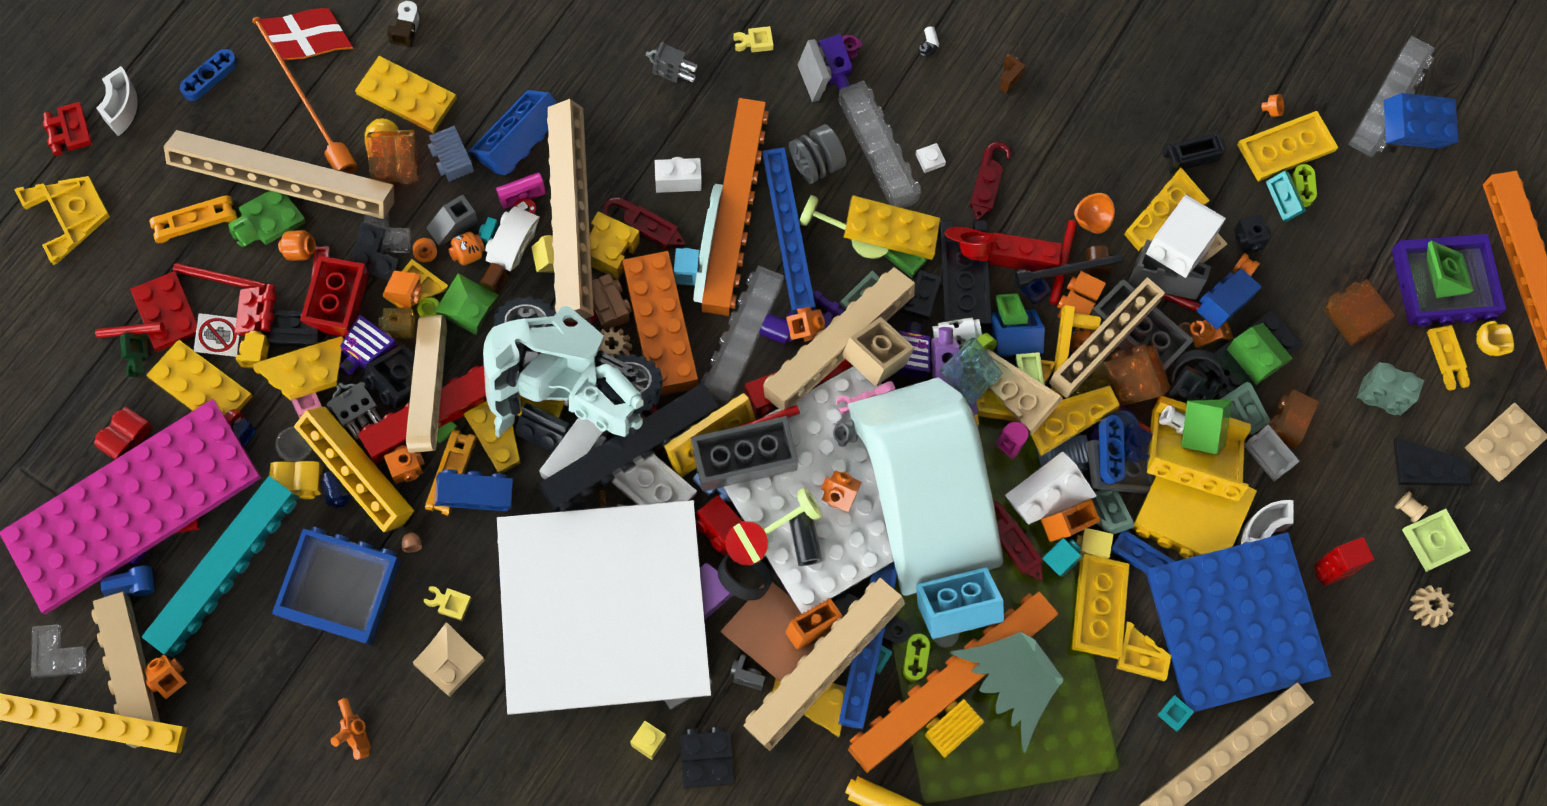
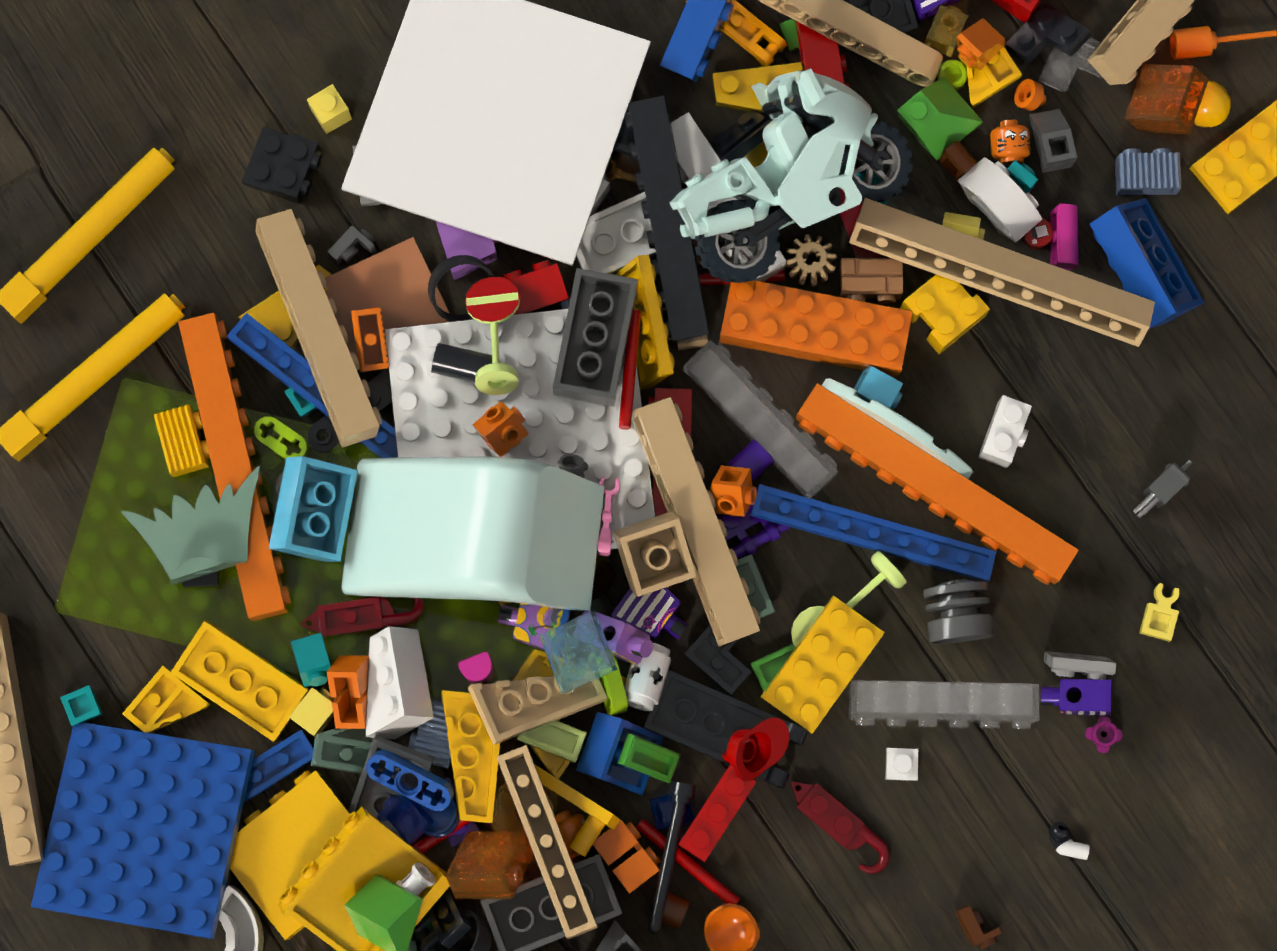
camera: 120 degrees right, 10 degrees up
(647, 223) = (957, 367): dark red plate -> none

